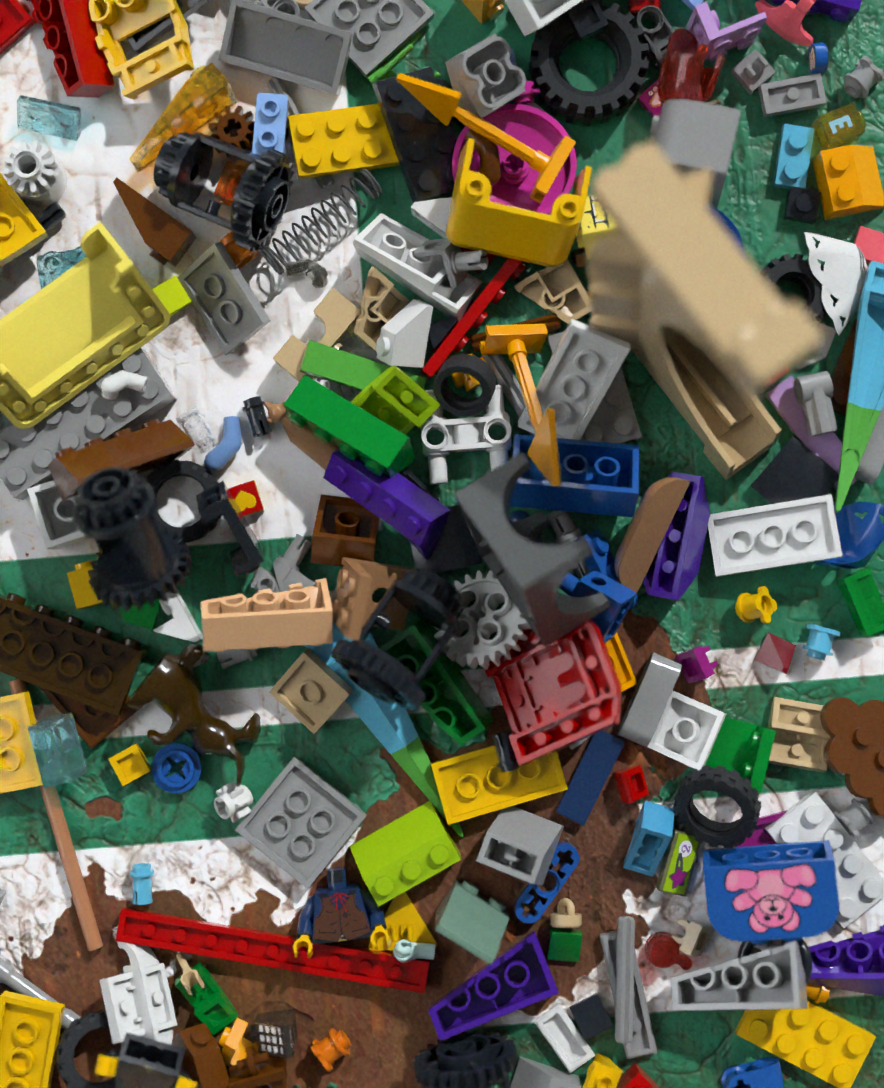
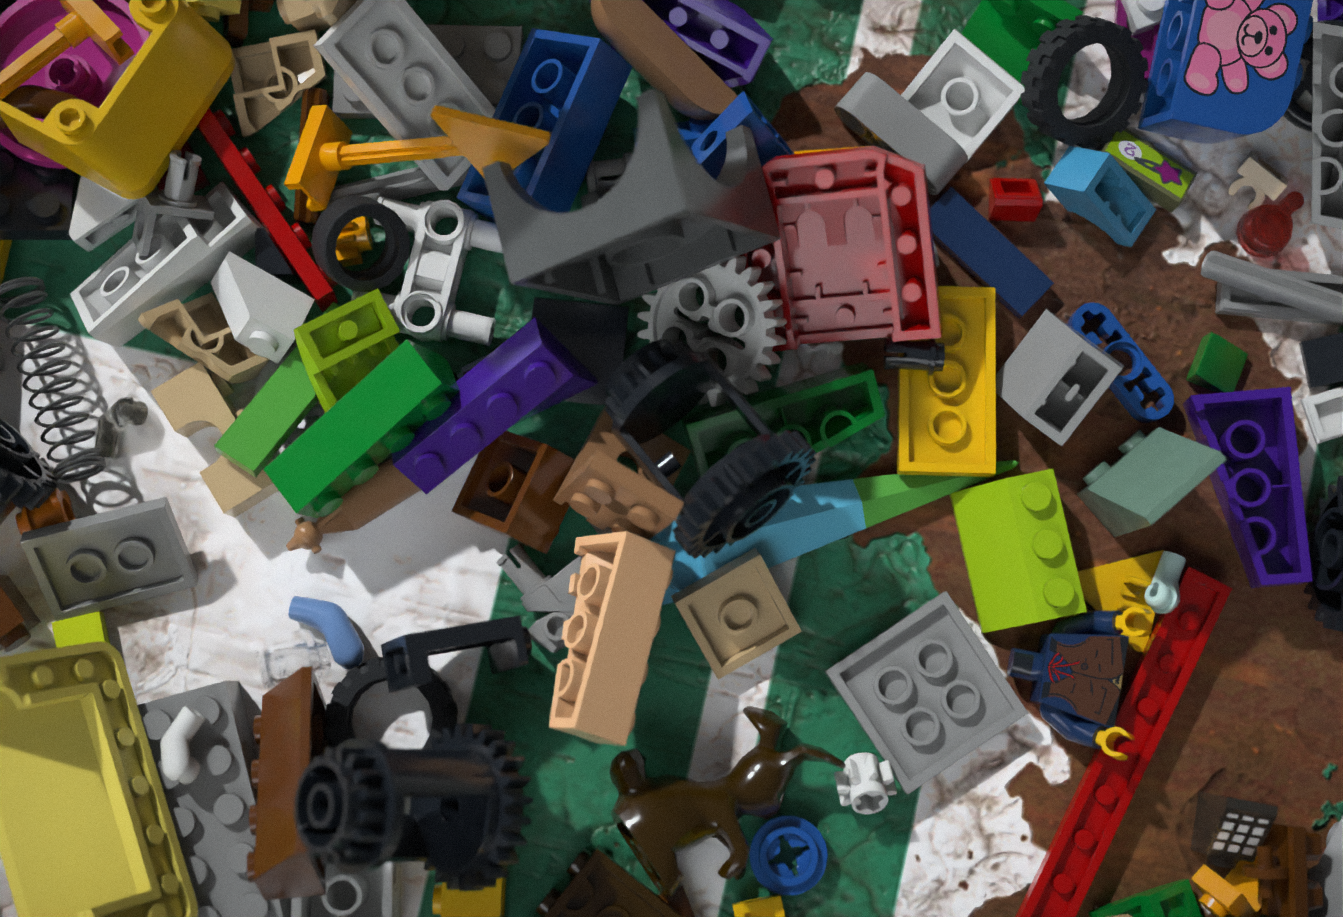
camera: 75 degrees left, 5 degrees down
(144, 618) = (541, 835): green tile -> none
(183, 623) = (576, 776): white slope -> none
(235, 656) = (648, 711): light grey pin -> none
(247, 497) = (419, 617): tile -> none
(256, 415) = (296, 568): black pin -> none
(331, 1048) = (1274, 752): orange brick -> none
(563, 919) = (1183, 348): tan tile -> none
(696, 664) = (870, 52): magenta tile -> none

